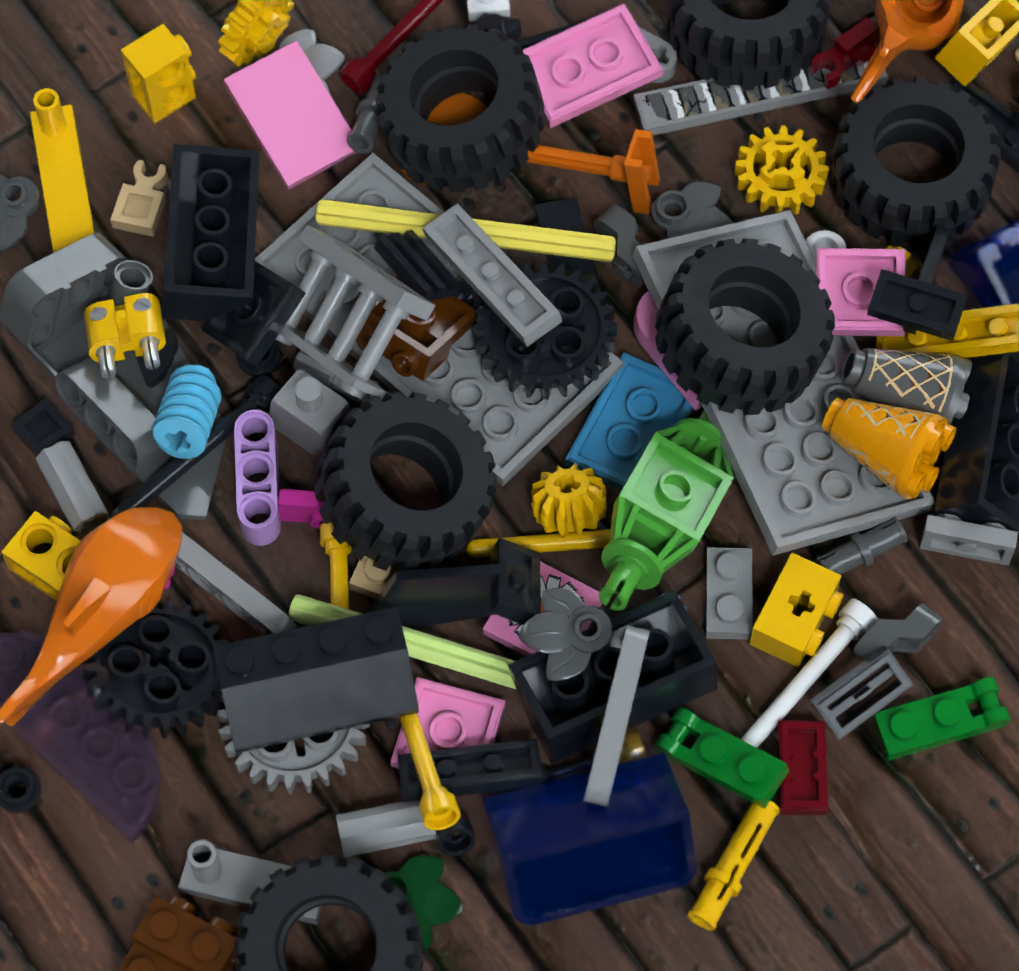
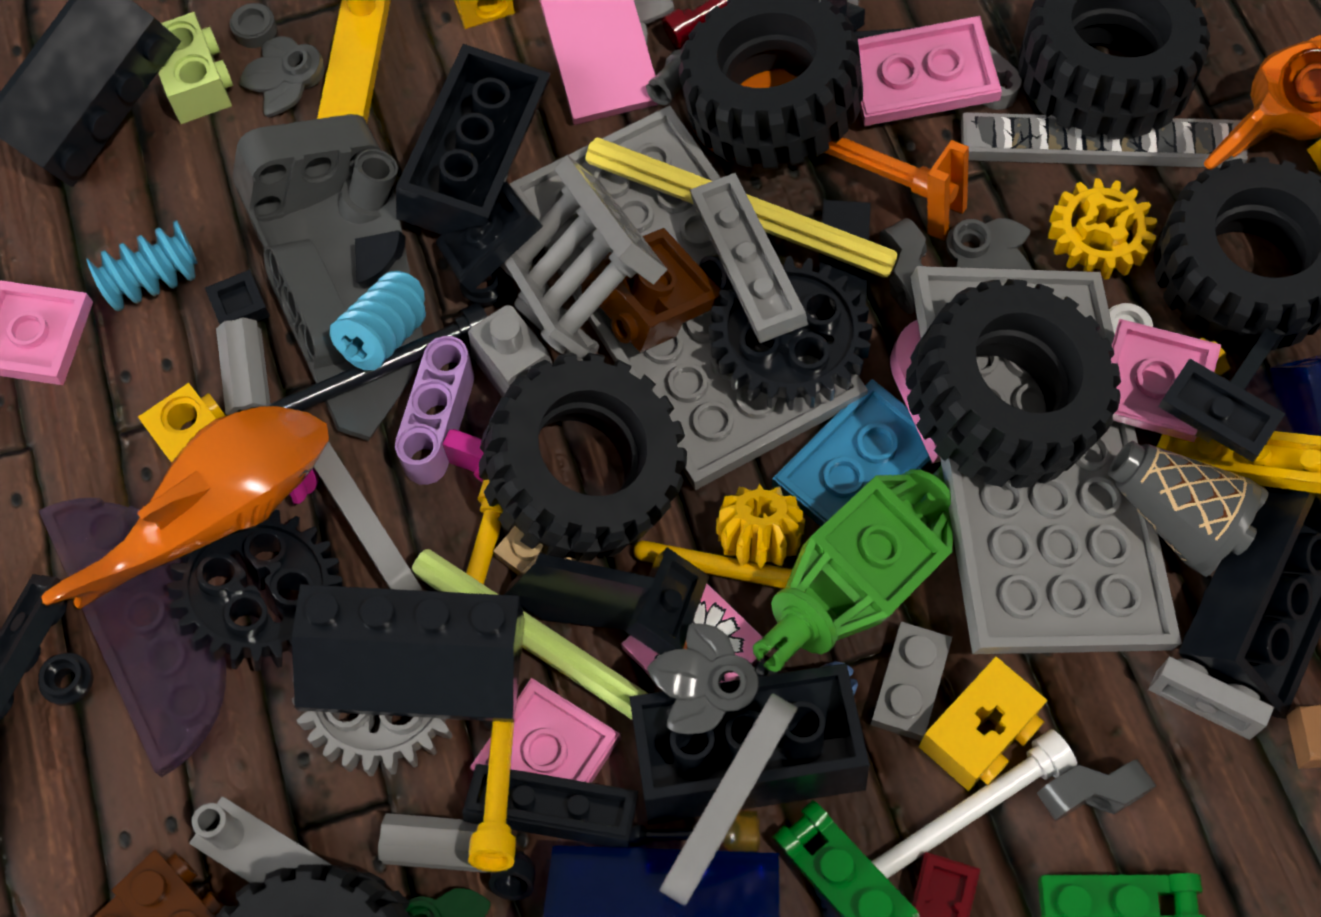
camera: 20 degrees right, 0 degrees up
(125, 328) = (348, 217): yellow piece -> none
(140, 205) = (415, 99): tan plate -> none
(417, 265) = (679, 229): black tile -> none
(850, 49) = (1212, 119): dark red plate -> none
(850, 680) = (1031, 838): black tile -> none
(862, 548) = (1081, 672): dark grey pin -> none
(891, 442) = (1148, 560): light orange cone -> none

